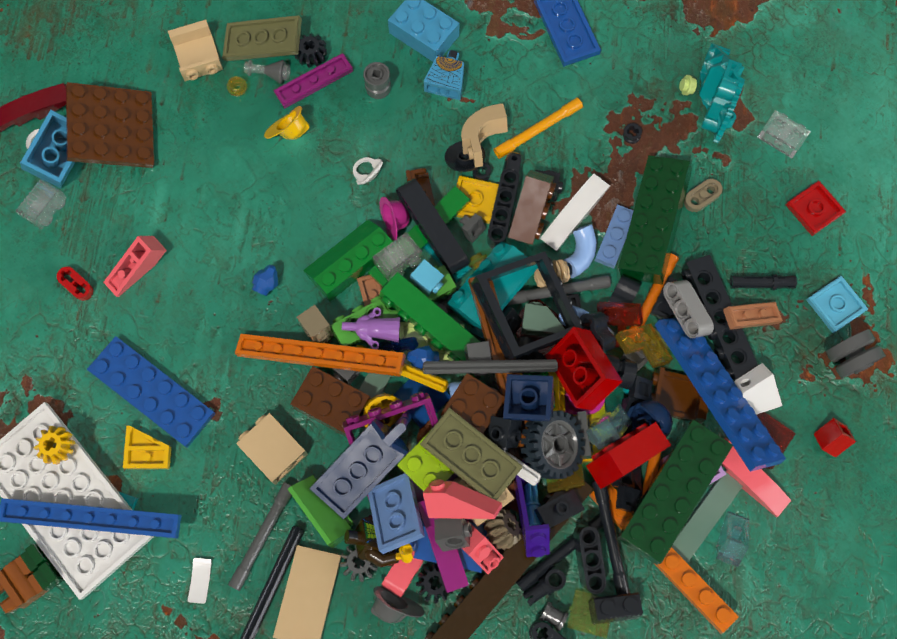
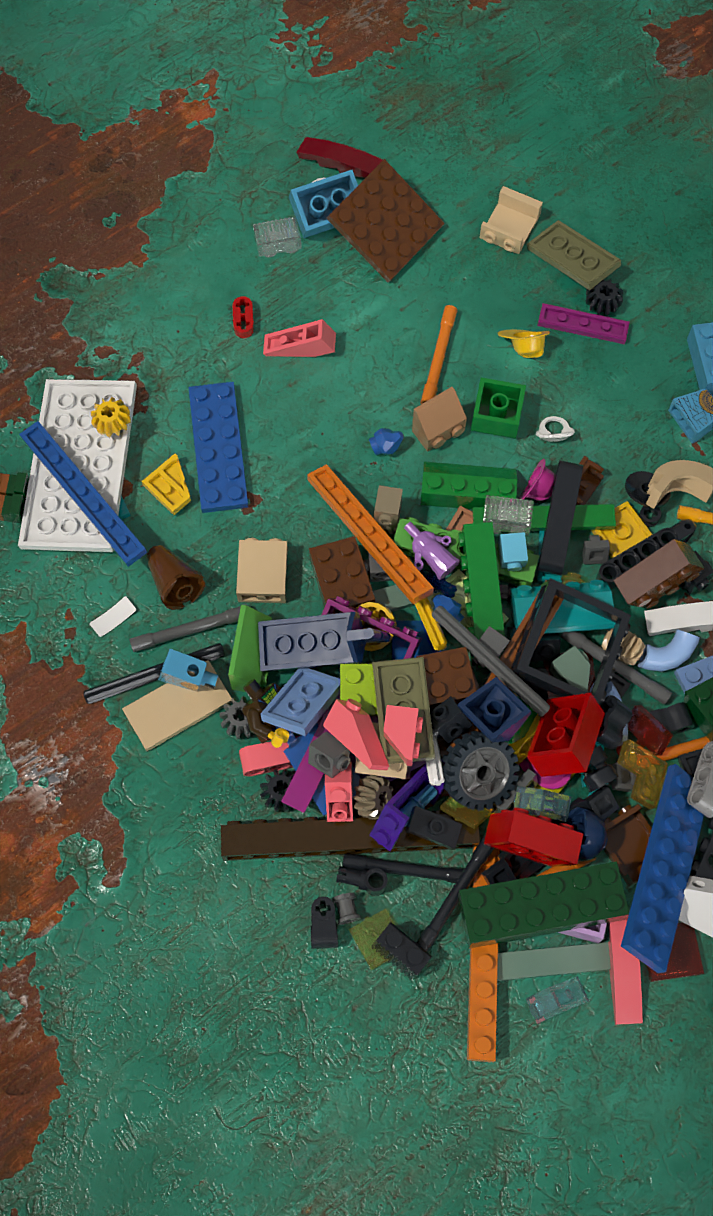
camera: 45 degrees right, 5 degrees down
(215, 513) = (174, 578): none -> reddish brown cone
(236, 81) = (516, 270): clear yellow plate -> none
(256, 214) = (447, 324): none -> orange piece
(277, 71) = (561, 291): piece -> none
(286, 575) = (176, 667): none -> dark azure torso
(287, 233) = (439, 419): none -> medium nougat slope
(317, 188) = (498, 407): none -> green brick
(377, 80) = (635, 366): dark grey wheel -> none
(392, 608) = (229, 774): dark grey piece -> none
(488, 472) = (401, 729): none -> coral slope
(596, 567) = (418, 905): black beam -> none

